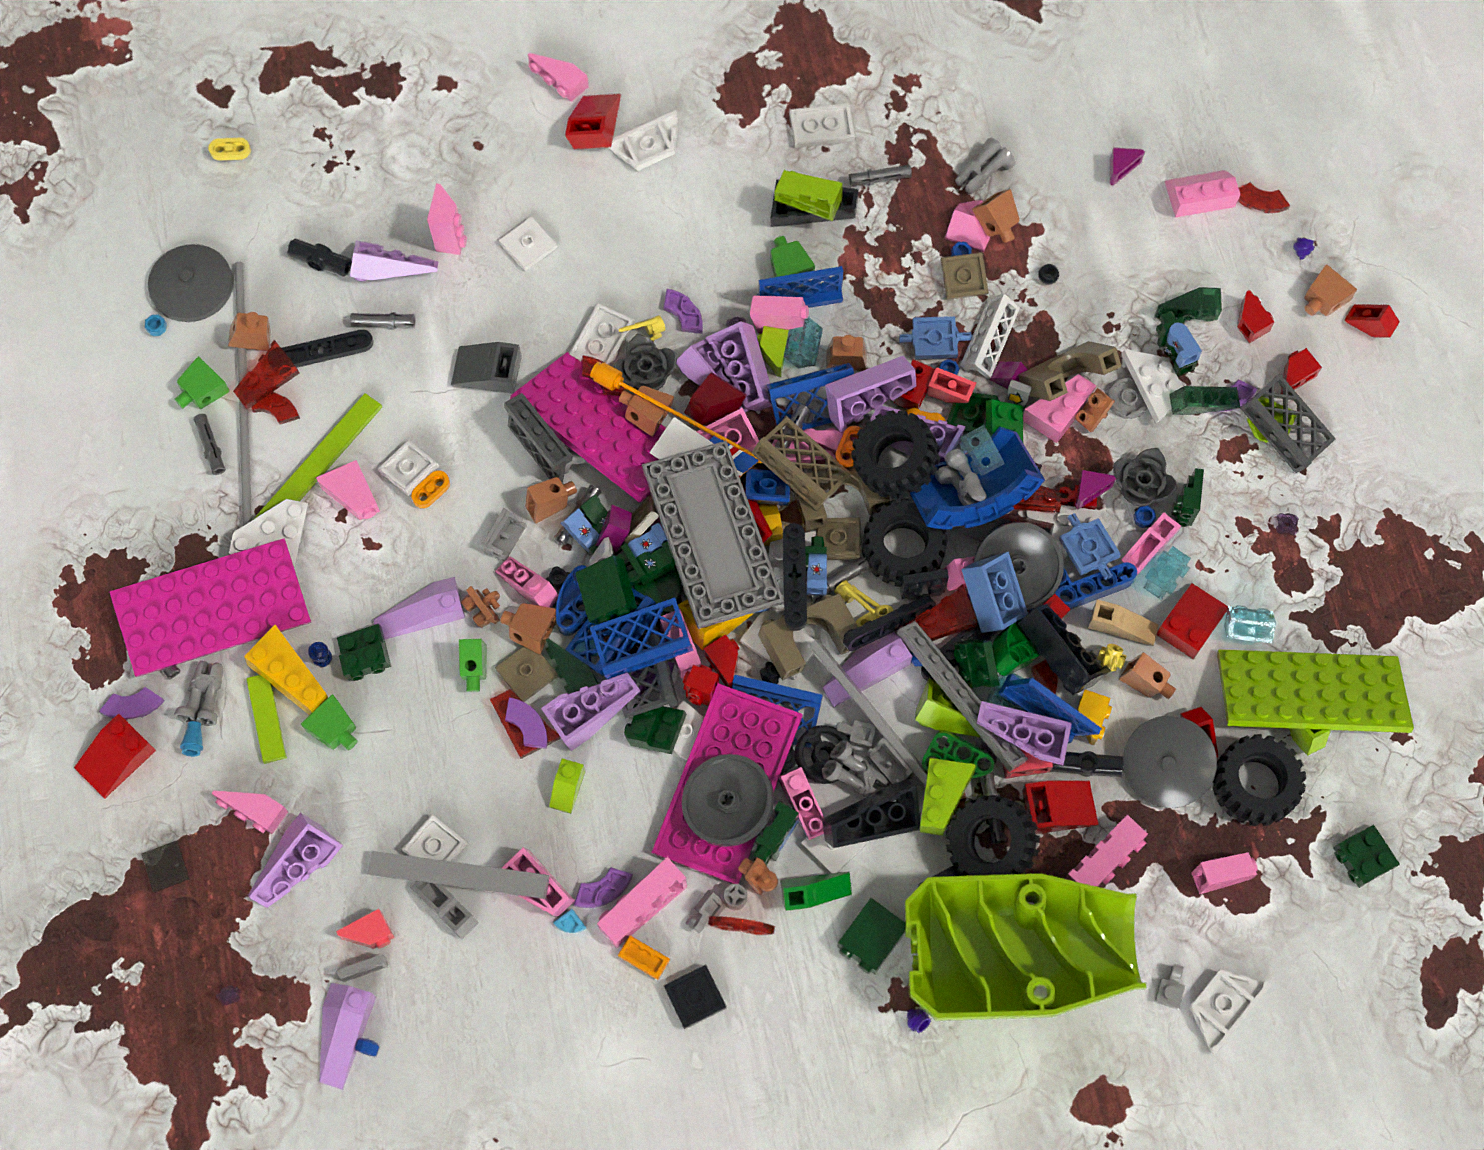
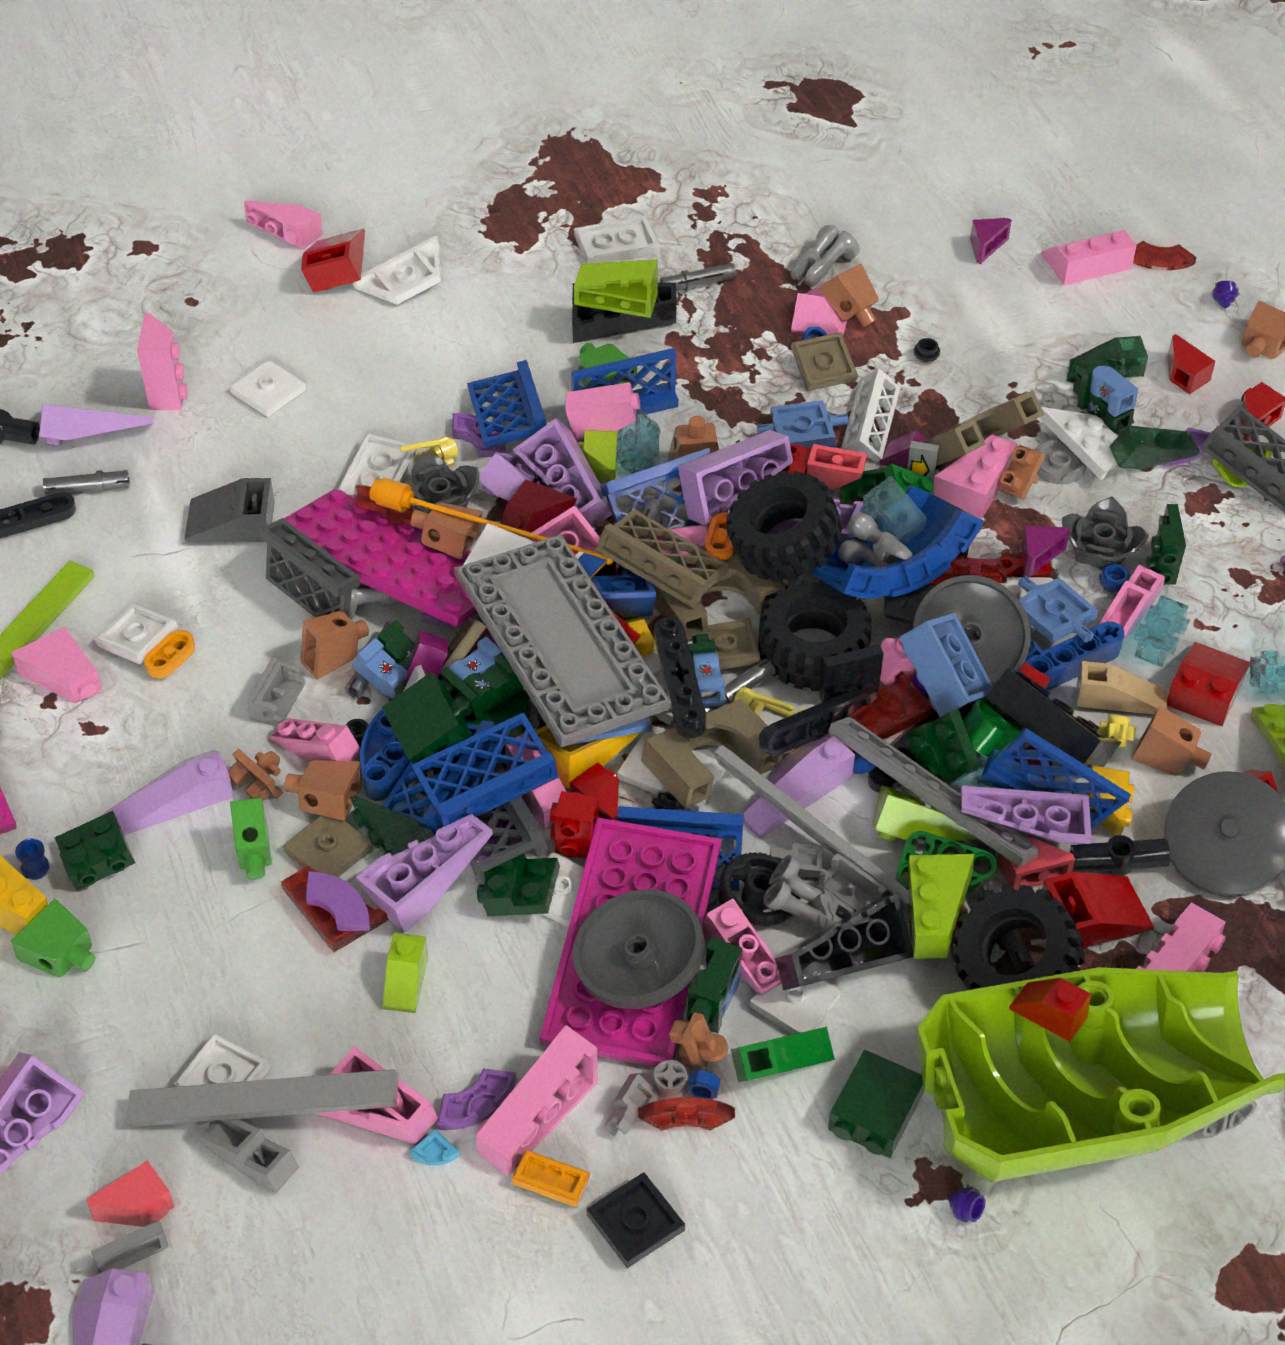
camera: 10 degrees left, 20 degrees down
(725, 286) = (526, 401): none -> blue fence
(757, 903) = (703, 1084): none -> blue tile
(999, 904) = (1054, 1006): none -> red slope

